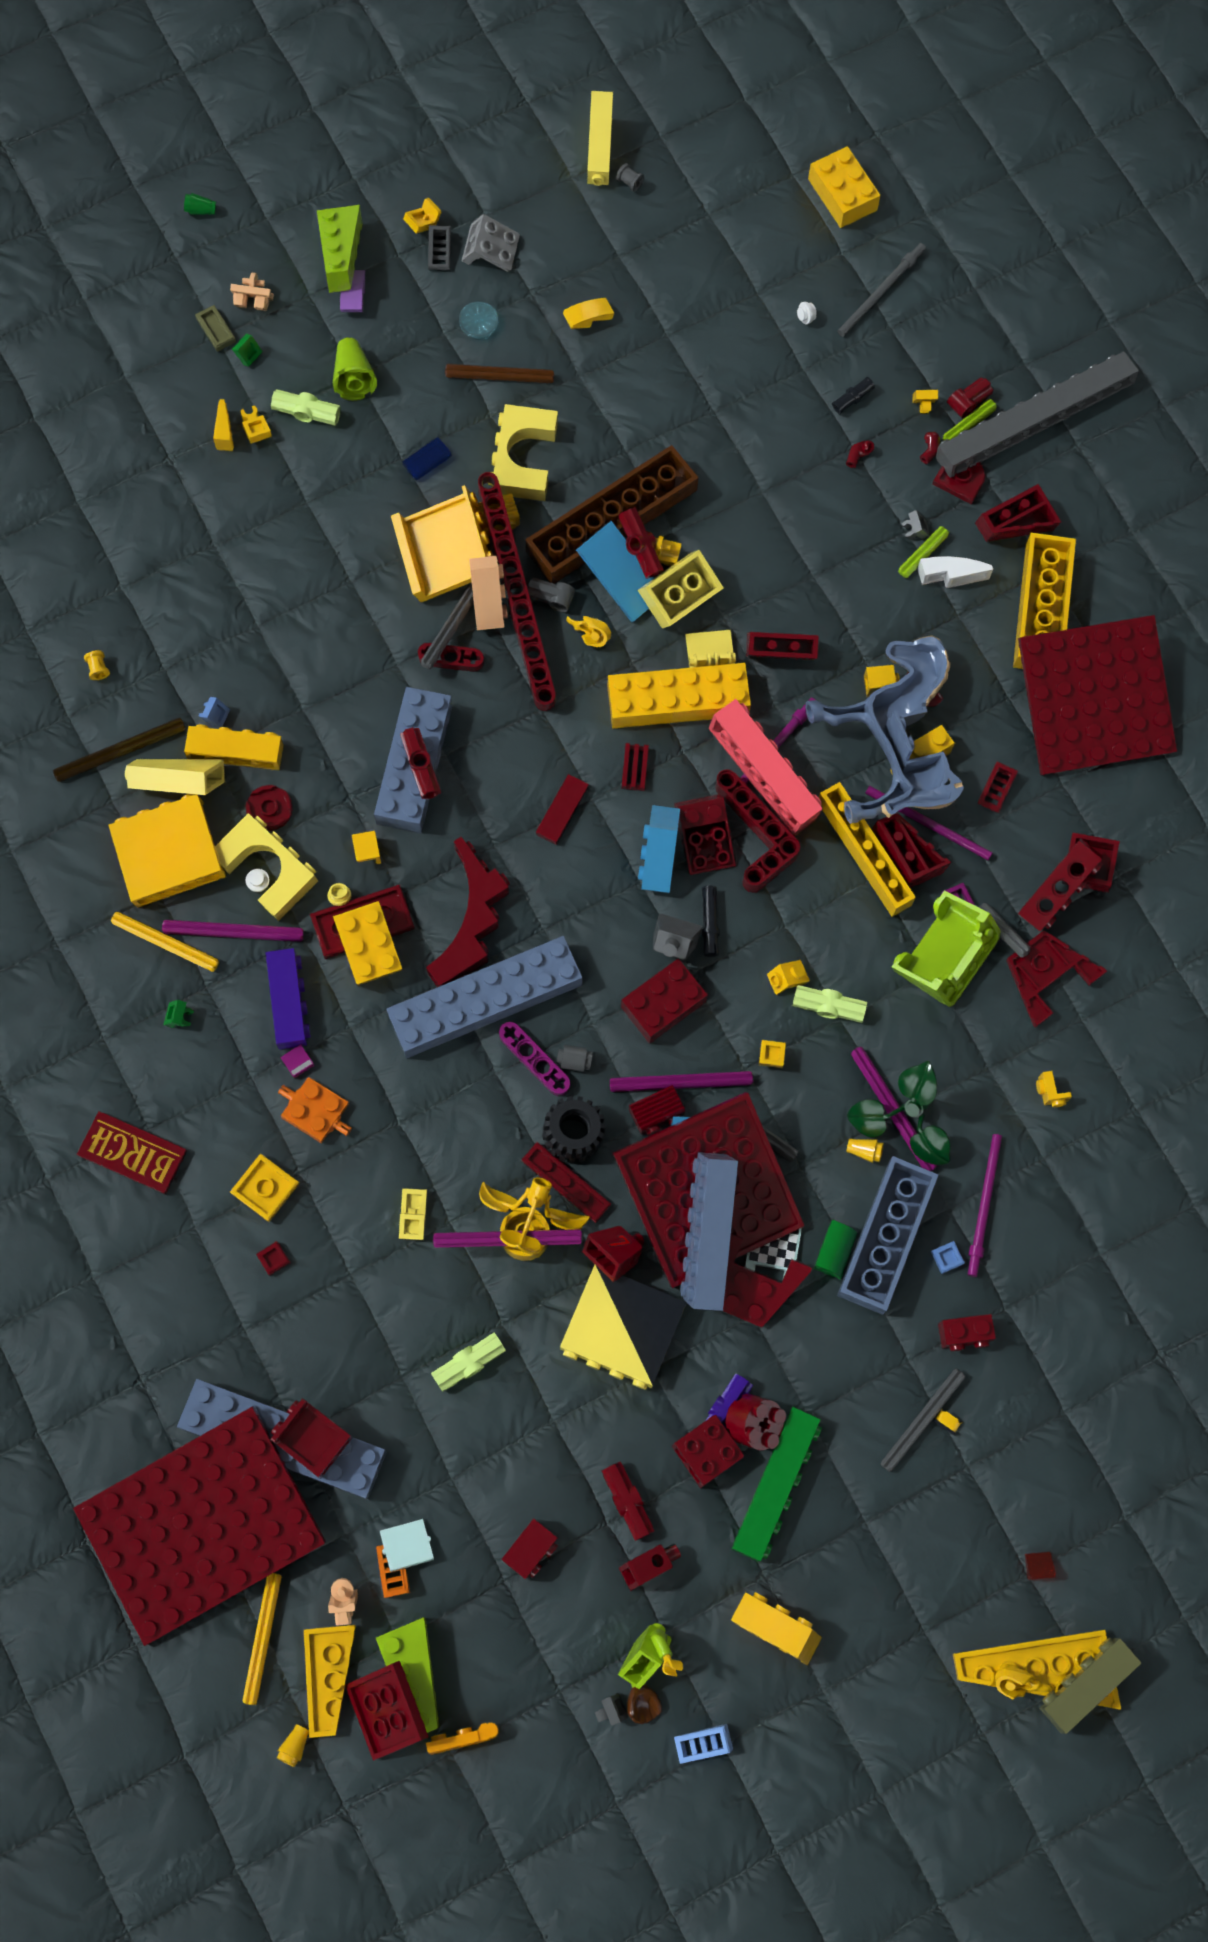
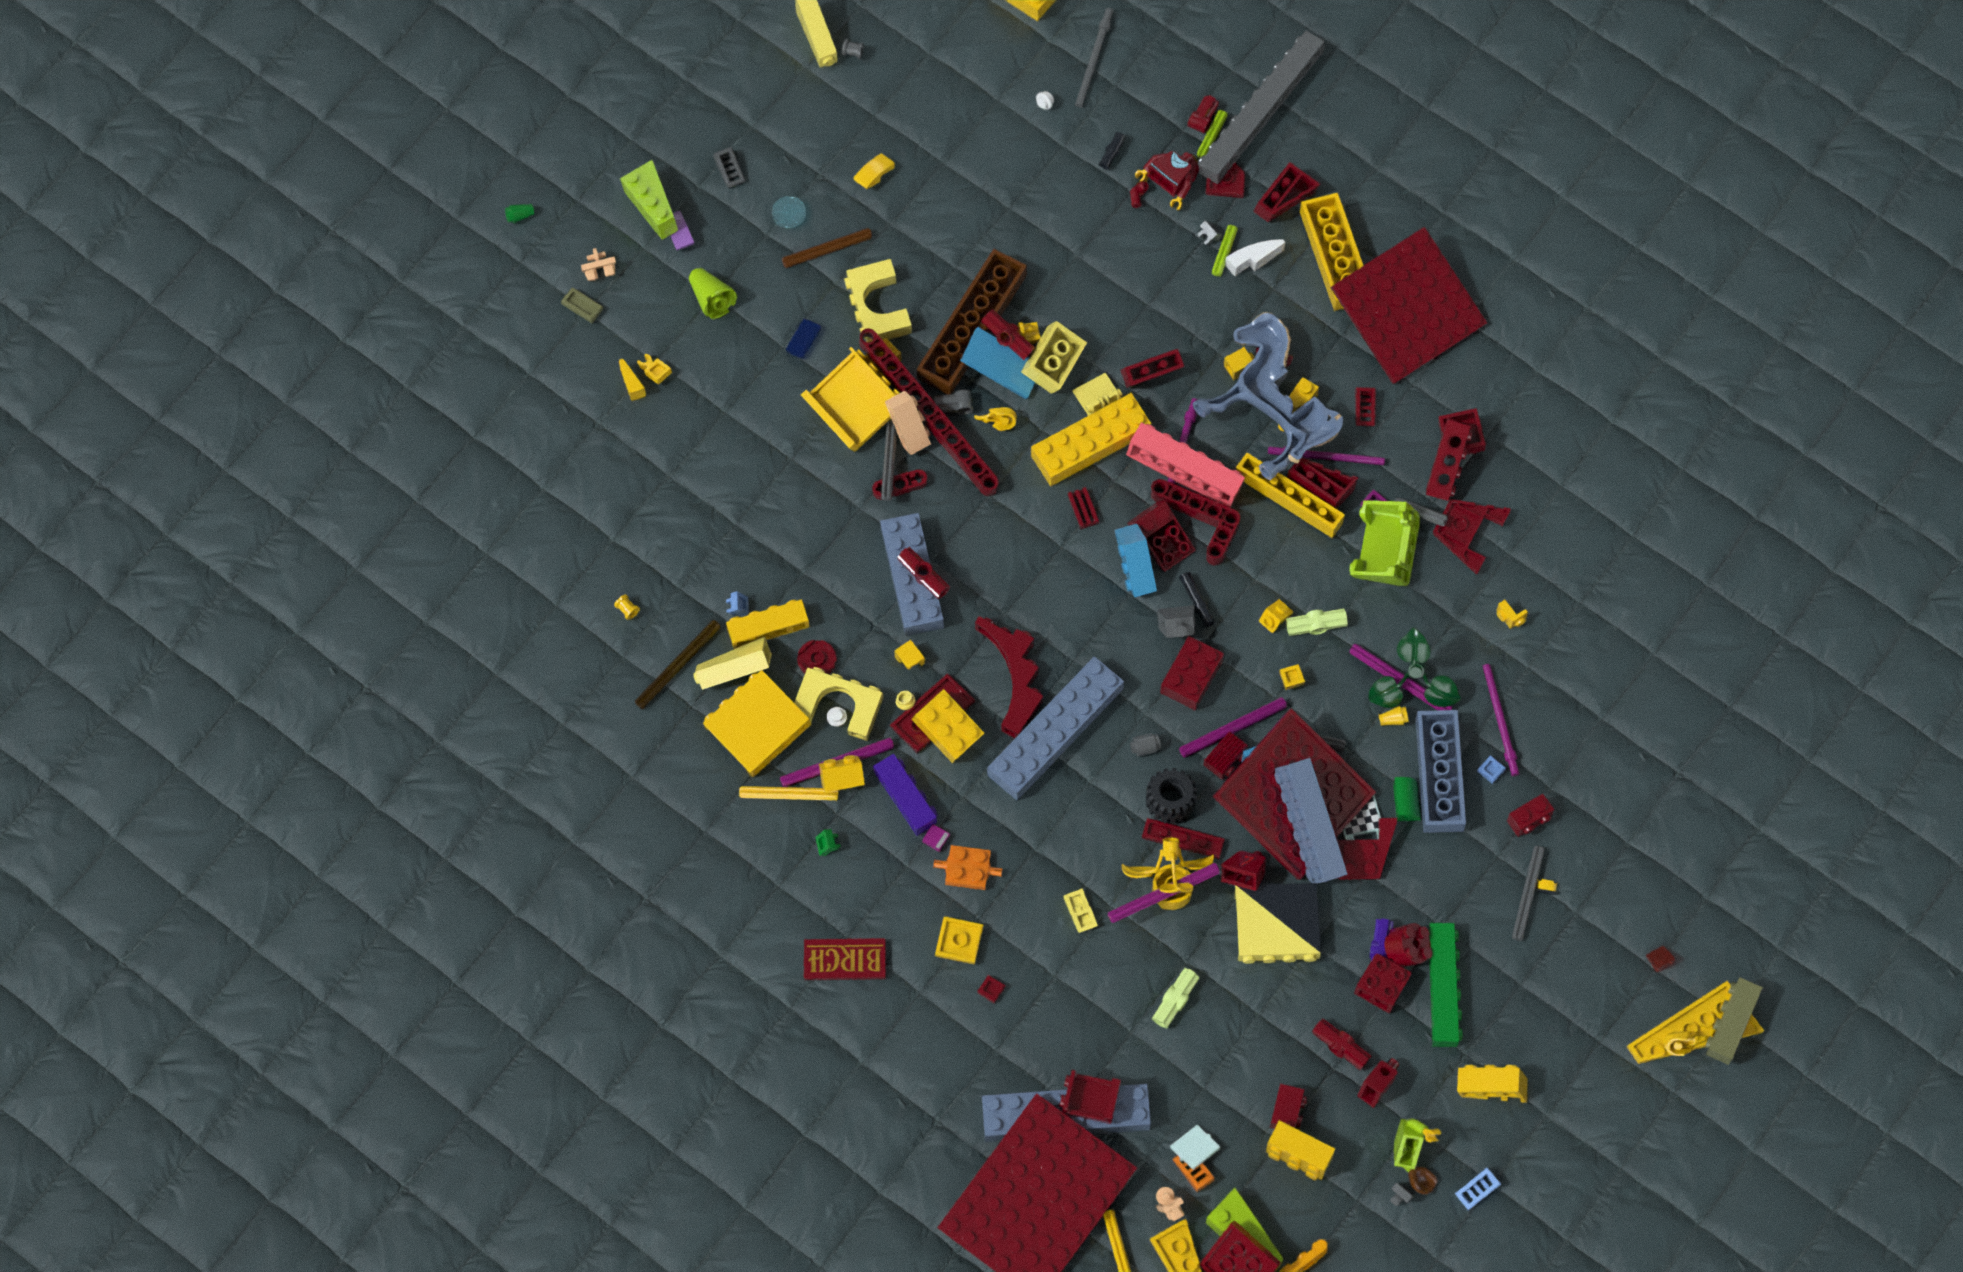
camera: 20 degrees left, 5 degrees down
(227, 945) = (841, 773): none -> yellow brick
(247, 350) = (617, 312): green tile -> none
(305, 407) = (687, 338): yellowish green piece -> none
(423, 217) = (705, 148): yellow bracket -> none
(491, 242) = (768, 146): light grey bracket -> none
(517, 1607) = (1299, 1151): none -> yellow brick
(536, 1057) = (1116, 755): magenta beam -> none
(562, 809) = (1043, 564): dark red tile -> none
(903, 444) = (1170, 173): none -> dark red torso
(925, 398) = (1170, 131): yellow tile -> none

